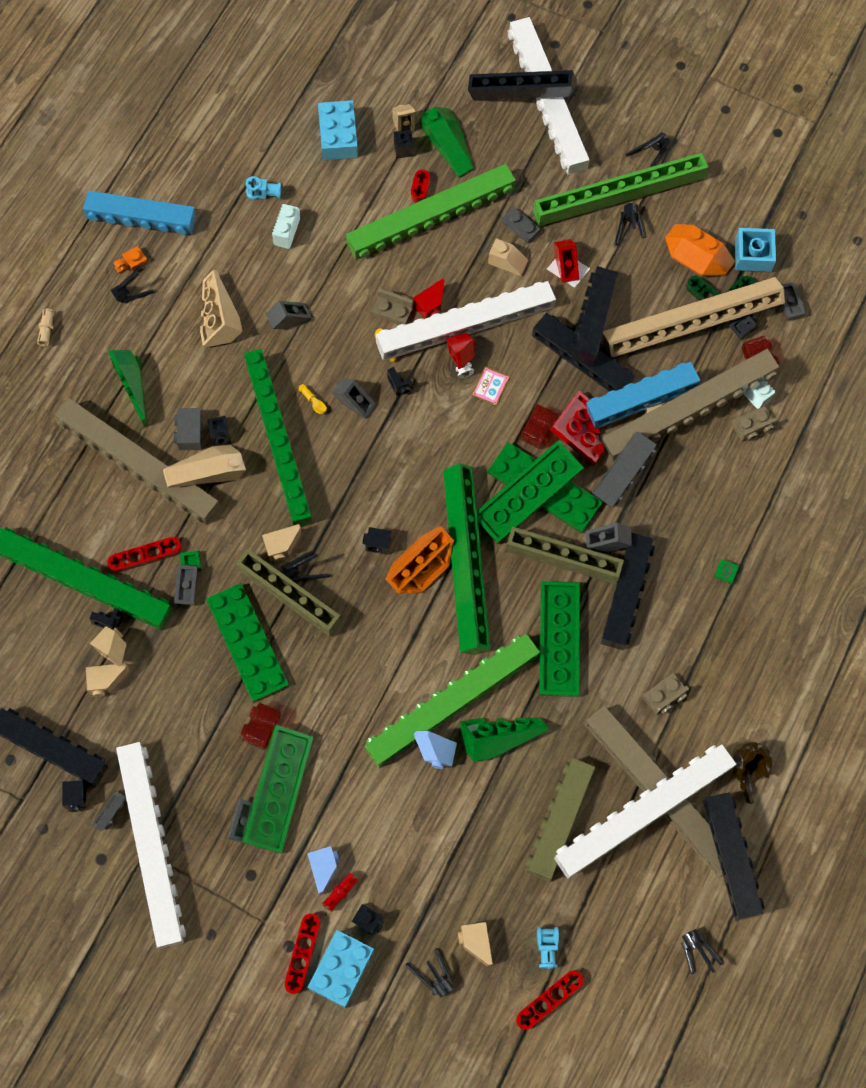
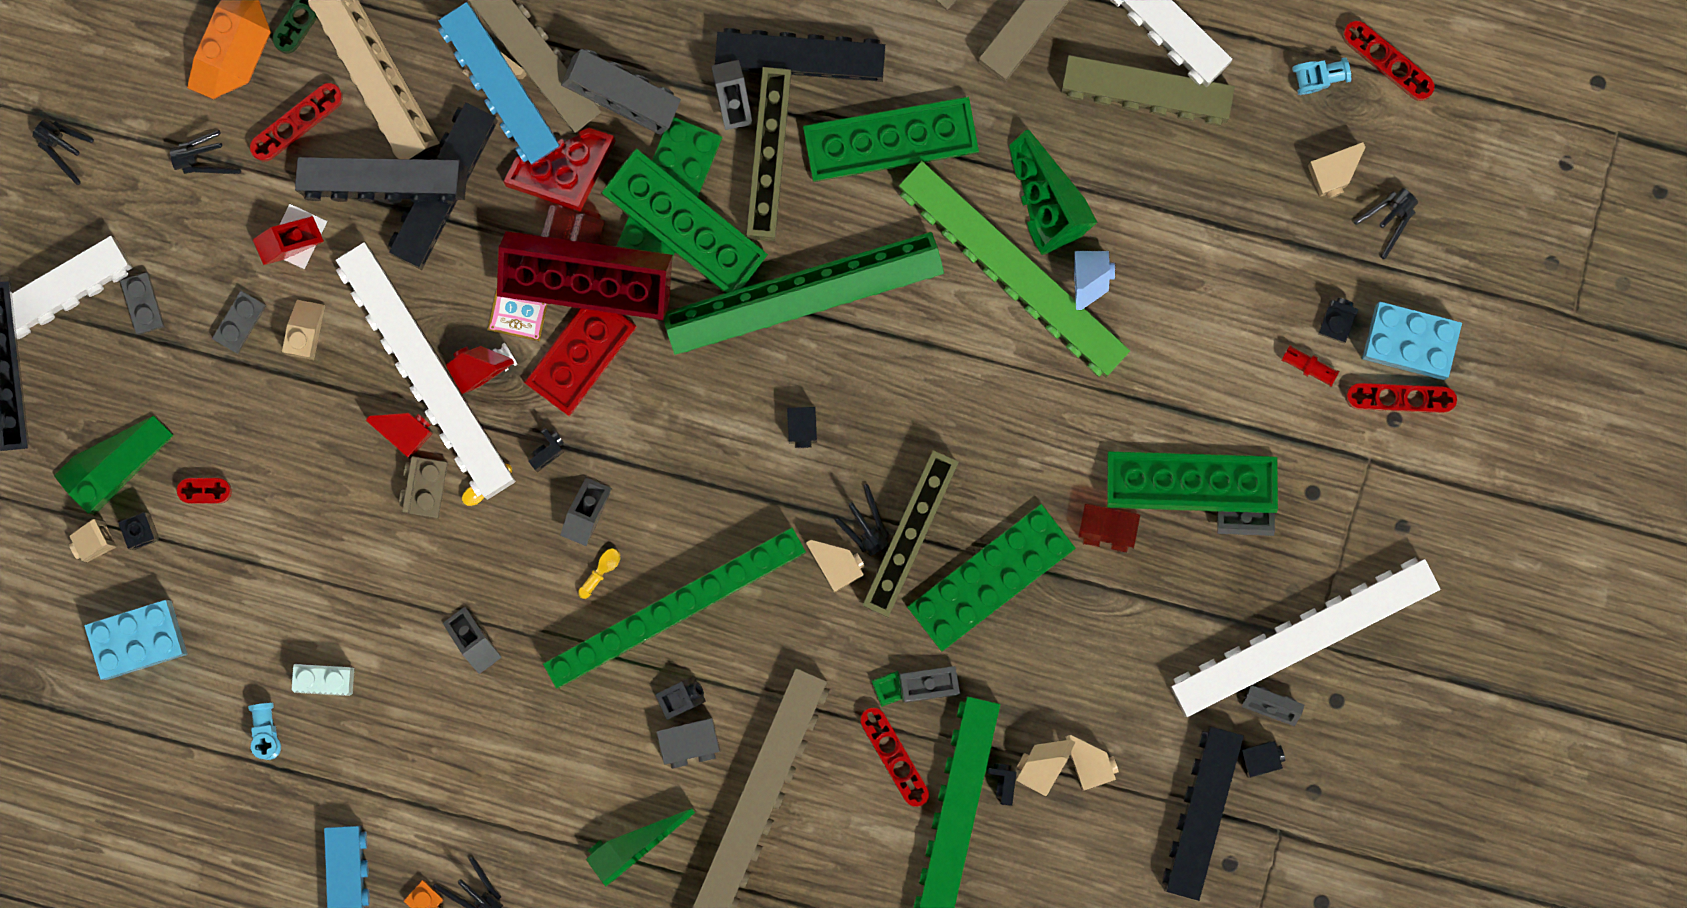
camera: 95 degrees left, 15 degrees up
(207, 466) = (741, 694): tan wedge -> none
(220, 316) = (497, 743): tan wedge -> none
(323, 867) = (1283, 395): light blue slope -> none
(421, 562) = (824, 357): orange wedge -> none
(430, 212) = (248, 463): bright green brick -> none
(456, 417) = (579, 357): none -> red tile
(506, 422) = (584, 275): none -> dark red brick
(544, 174) = (142, 303): none -> dark grey plate
(620, 189) = (150, 179): bright green brick -> none
(644, 279) = (299, 126): none -> red beam

